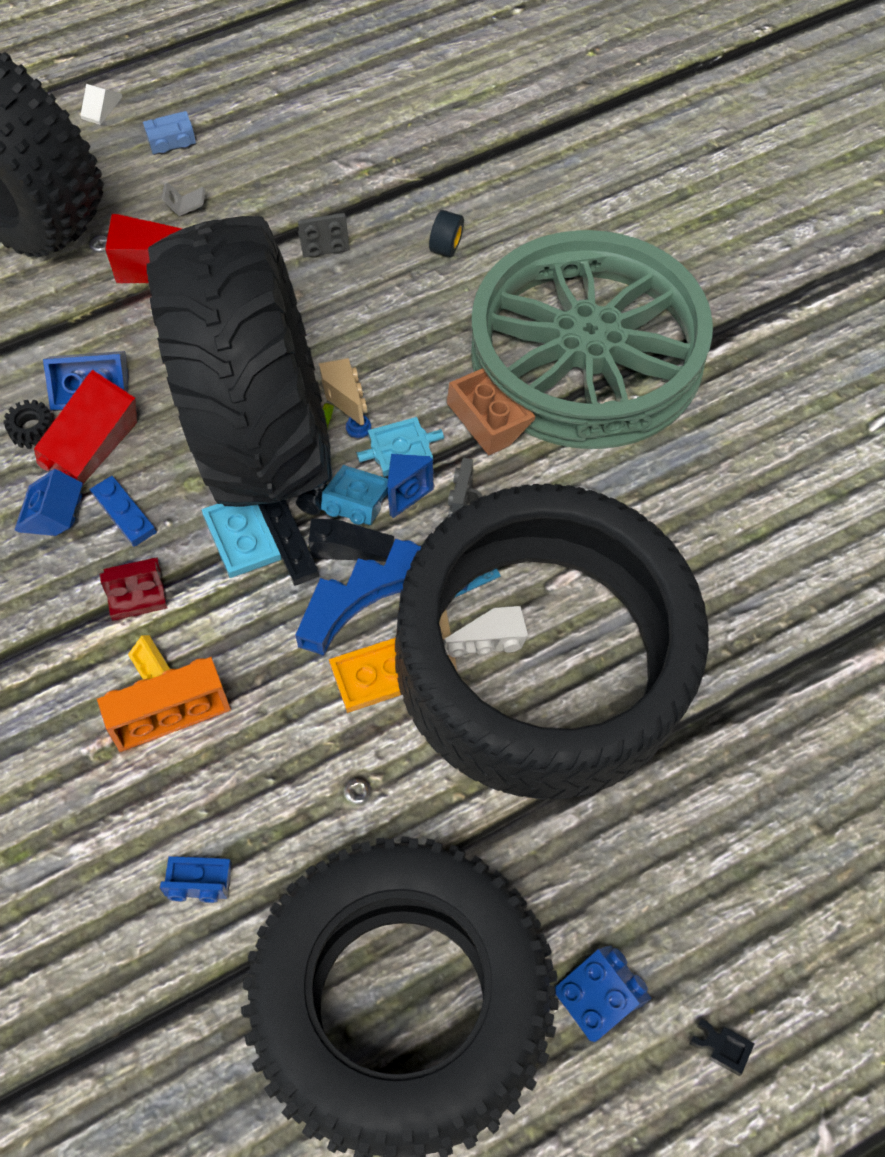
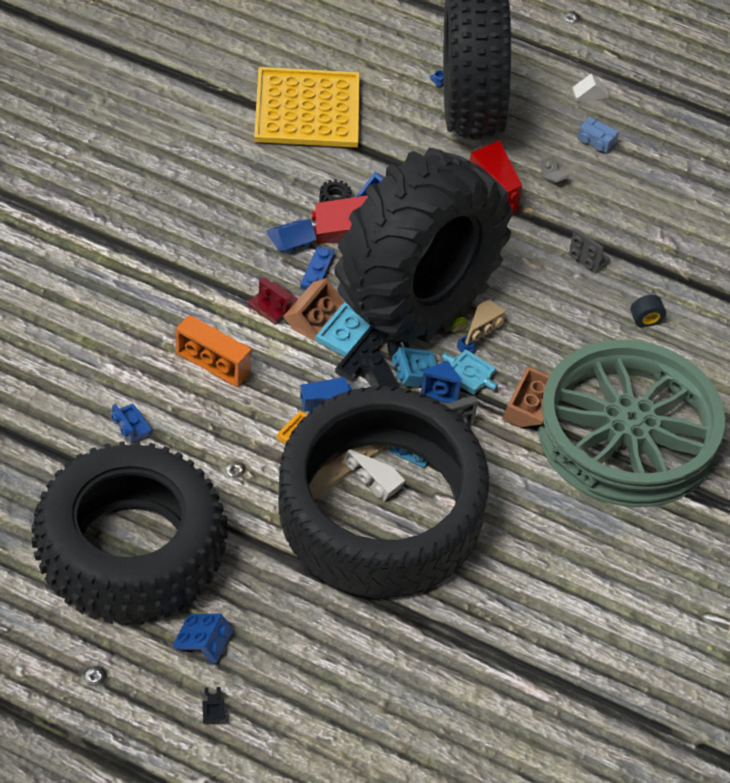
camera: 50 degrees right, 10 degrees down
(147, 658) = (237, 328): yellow plate -> none
(185, 549) = (314, 309): none -> nougat slope

